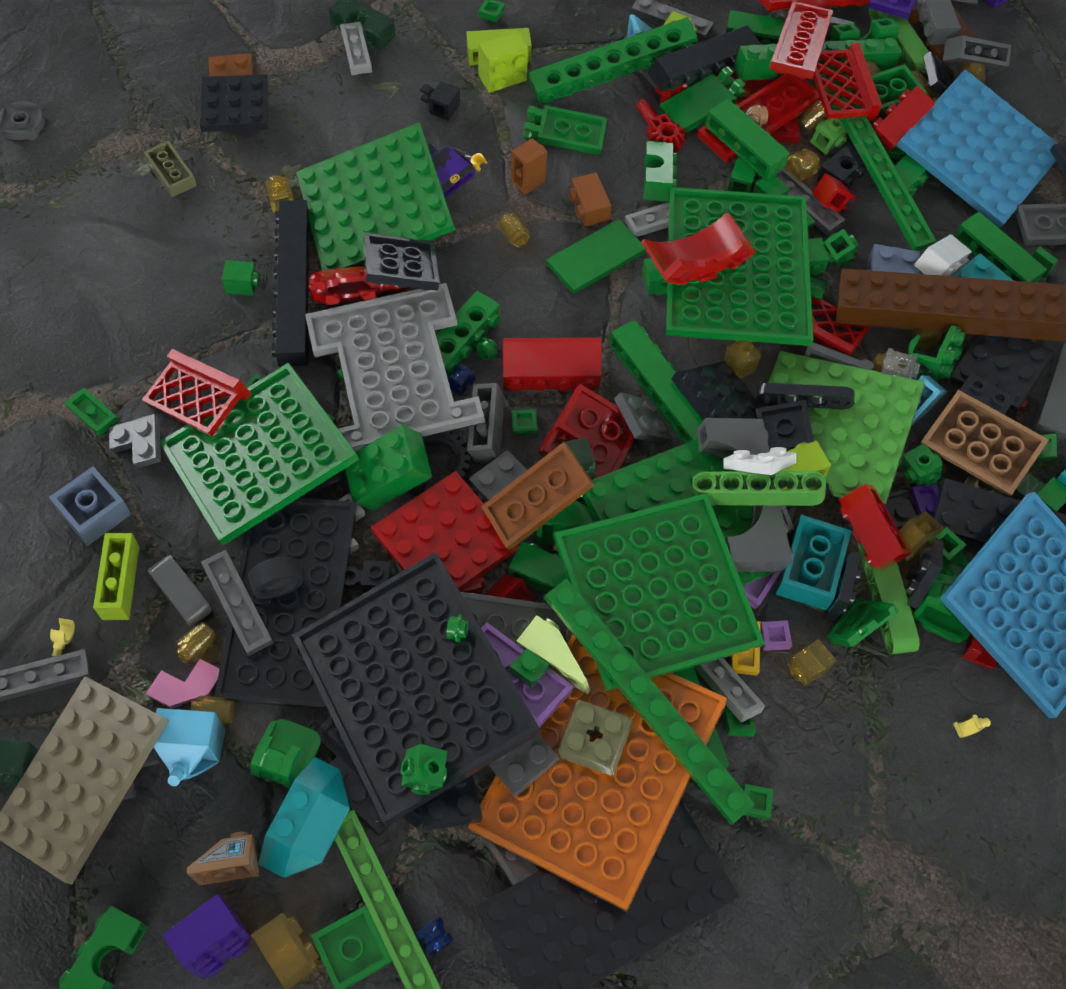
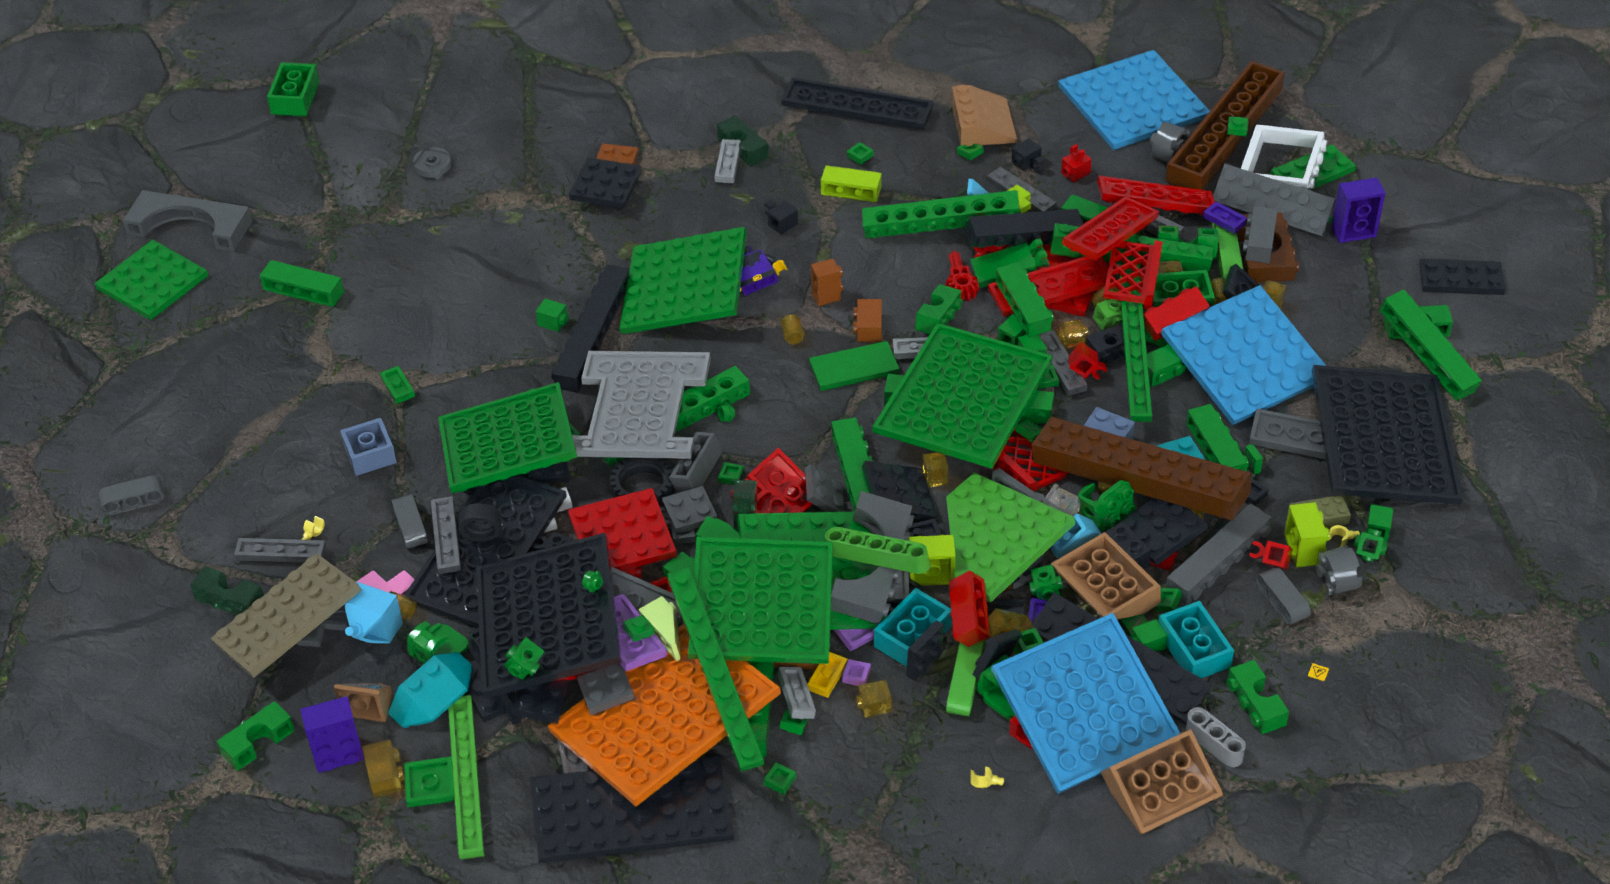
camera: 25 degrees right, 15 degrees down
(116, 576) = (367, 498): lime brick -> none
(141, 436) = (424, 410): plate -> none
(170, 168) = (533, 223): olive piece -> none
(195, 643) = (405, 558): clear yellow brick -> none
(205, 378) = (490, 378): fence -> none
(278, 188) = (612, 254): clear yellow brick -> none
(346, 285) = (643, 338): red animal -> none
(388, 468) = (600, 472): green brick -> none
(400, 262) = (678, 327): black plate -> none
(434, 936) = (491, 790): clear blue wheel -> none
(461, 379) = (690, 428): clear blue wheel -> none
(502, 61) = (844, 195): lime brick -> none
(537, 496) = (699, 512): dark orange plate -> none
(551, 363) = (765, 430): red slope -> none
(566, 129) = (878, 261): green tile -> none
(603, 753) = (666, 687): olive brick -> none
(701, 254) = (927, 378): red panel -> none
(758, 114) = (1042, 282): medium nougat plate -> none
(763, 463) = (888, 529): white plate -> none
(786, 424) = (940, 520): black plate -> none
(830, 396) = (990, 509): black beam -> none
(839, 241) = (1068, 405): green brick -> none
(860, 621) = (930, 679): green wing -> none
(944, 257) = (1152, 428): white brick -> none
(977, 50) = (1294, 277): dark grey brick -> none

